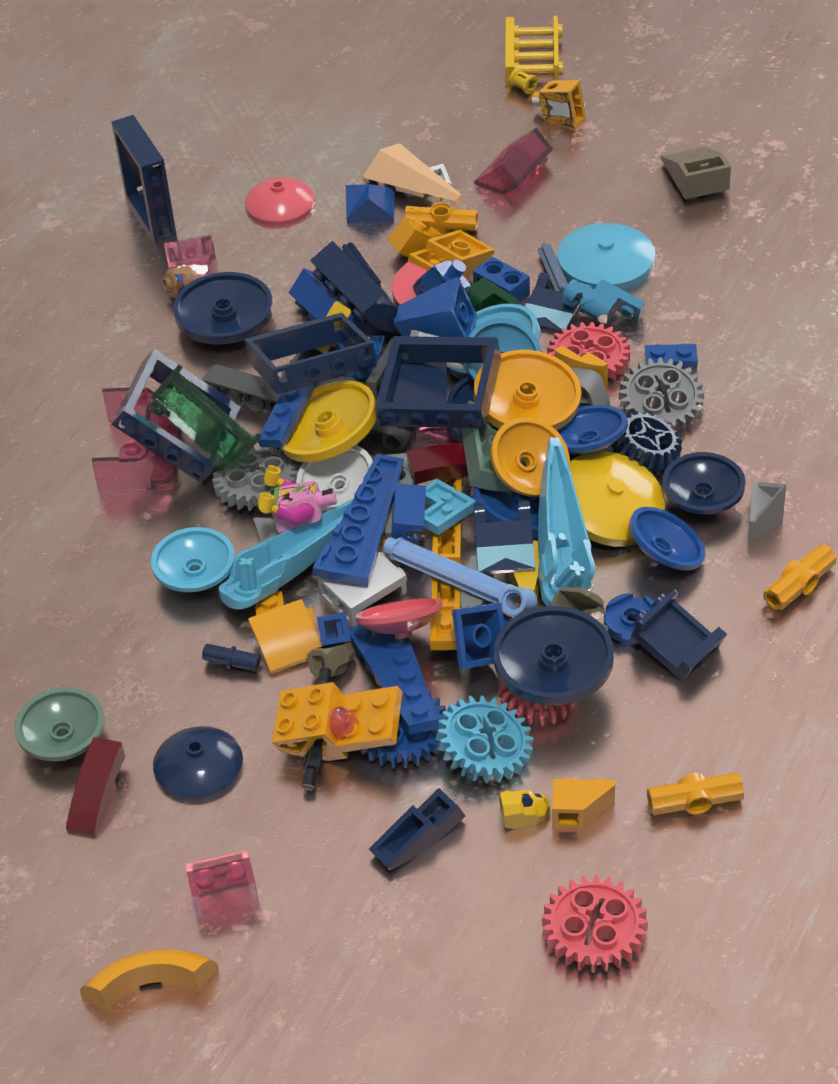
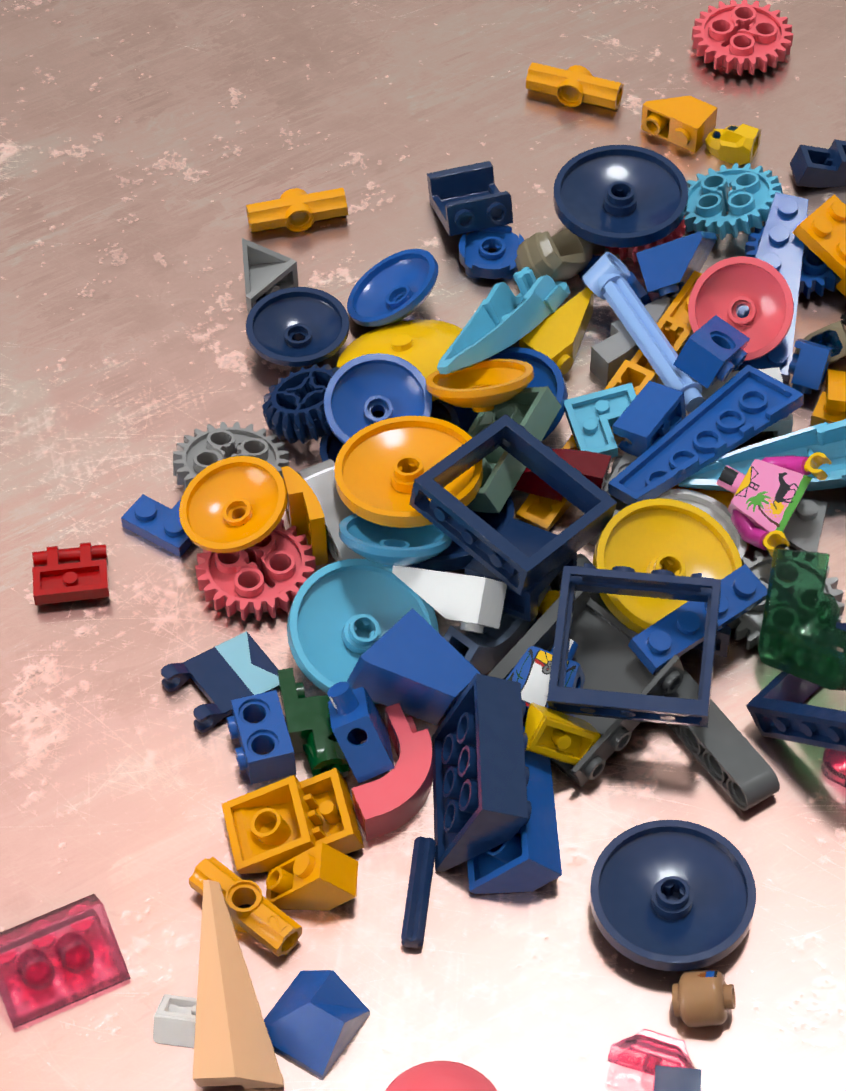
camera: 150 degrees left, 5 degrees up
(402, 583) = (712, 352): none -> blue brick
(504, 544) = (569, 342): dark blue flag -> none
(552, 267) = (172, 734): sand blue axle -> none
(603, 301) = (174, 623): dark azure plate -> none
(607, 253) = (88, 720): medium azure dish -> none
(620, 343) = (225, 493): none -> light orange dish
(686, 303) = (70, 581): none -> red plate

